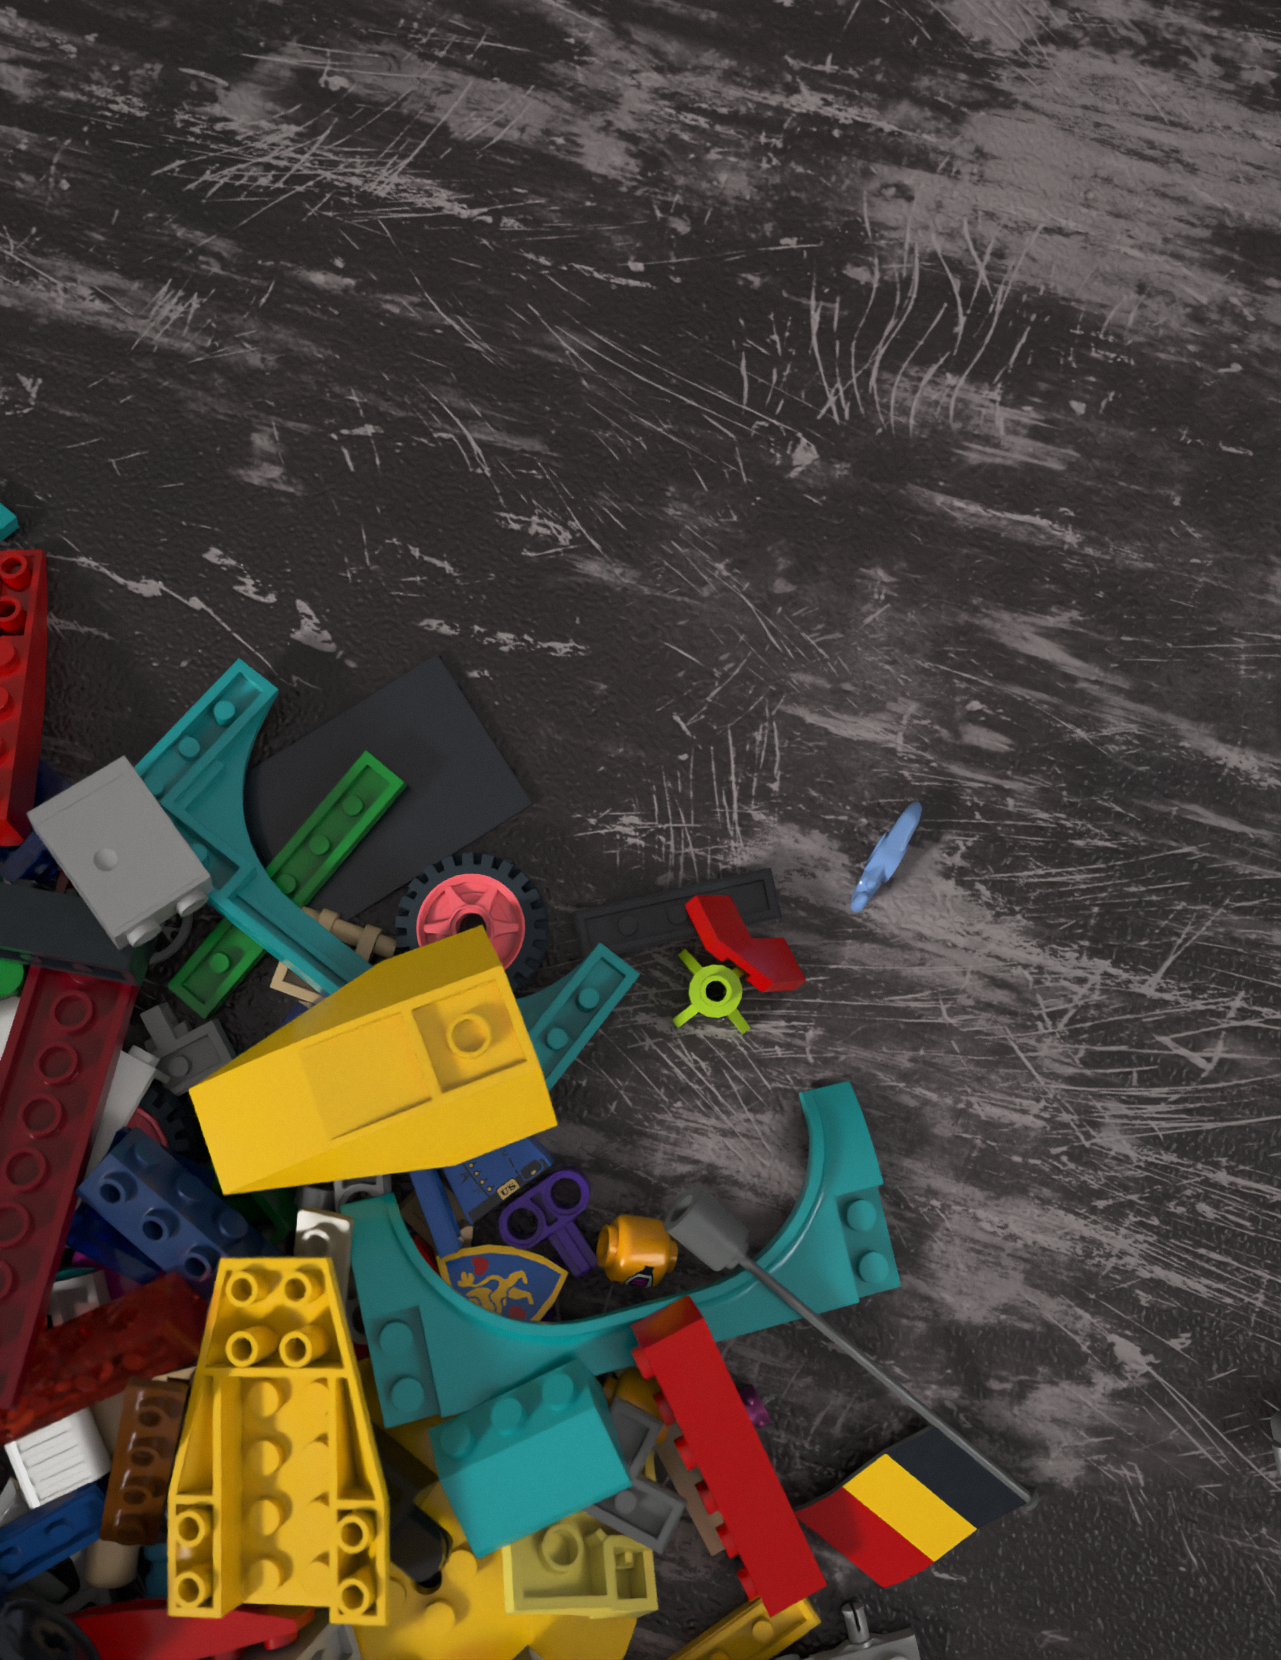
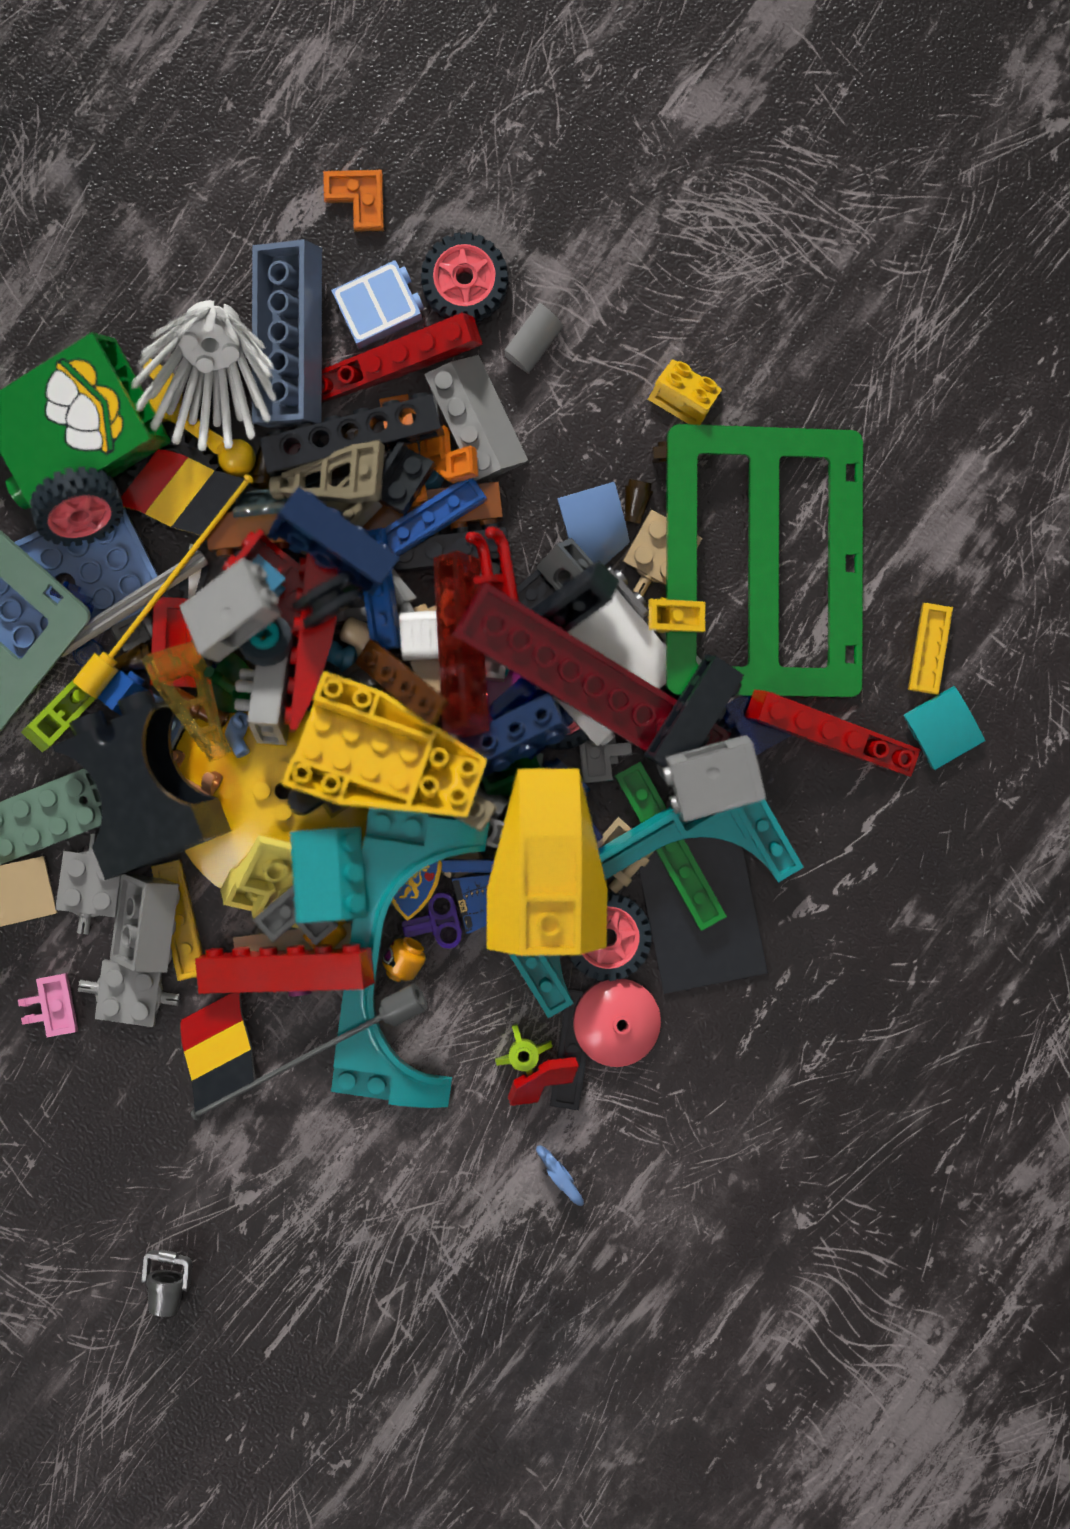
camera: 105 degrees right, 5 degrees up
(613, 892) = (598, 1016): none -> coral dish

